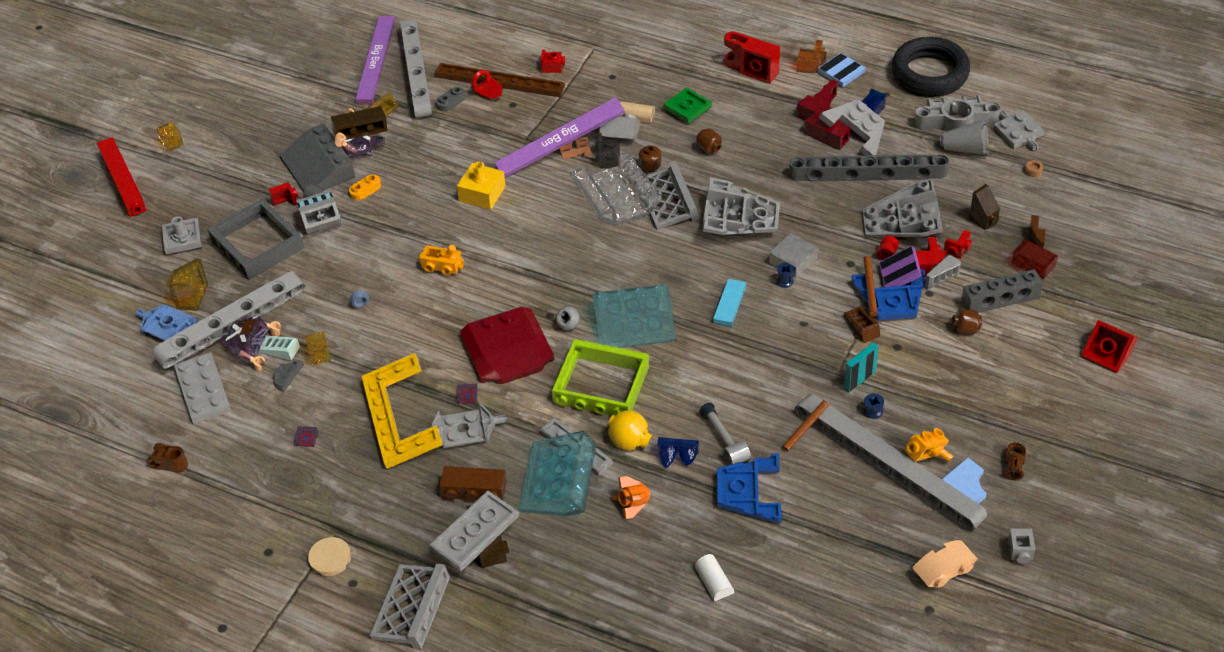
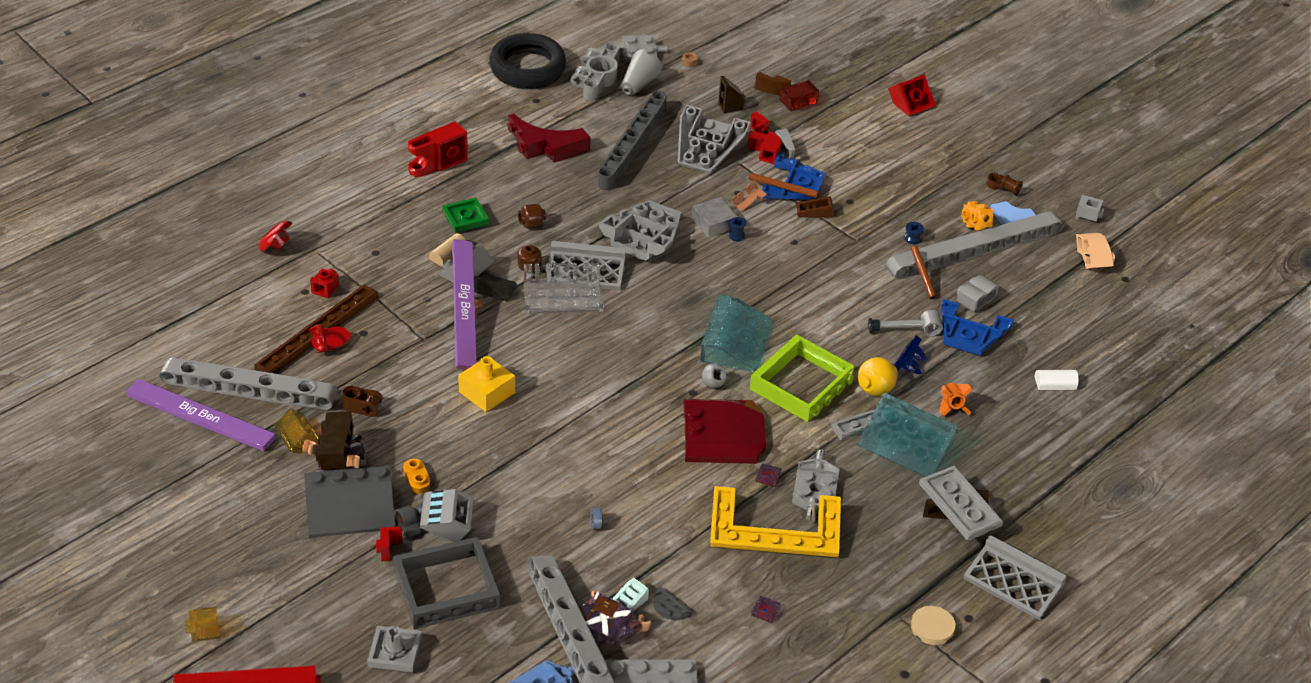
camera: 75 degrees left, 5 degrees down
(188, 285) = (501, 650): clear yellow slope -> none
(318, 348) = (651, 567): clear yellow brick -> none
(427, 127) = (360, 401): none -> reddish brown piece
(441, 259) = (578, 441): light orange brick -> none
(451, 99) = (320, 371): dark grey plate -> none
(471, 483) = (892, 497): reddish brown brick -> none
(585, 16) = (275, 237): none -> red hat
(729, 302) = (746, 273): medium azure tile -> none
(808, 479) = (977, 293): none -> light grey brick
(811, 60) = (463, 117): clear orange brick -> none
(842, 69) = (486, 111): tile -> none
(844, 273) = (745, 202): none -> nougat piece
(859, 119) = (573, 119): light grey wing -> none
(861, 367) = (877, 220): teal tile -> none
(875, 101) = (550, 108): clear blue brick -> none
(887, 247) = (740, 163): red wheel -> none
(900, 268) = (772, 162): tile -> none
(967, 321) = (849, 152): reddish brown head -> none
(1002, 291) = (828, 124): dark grey brick -> none

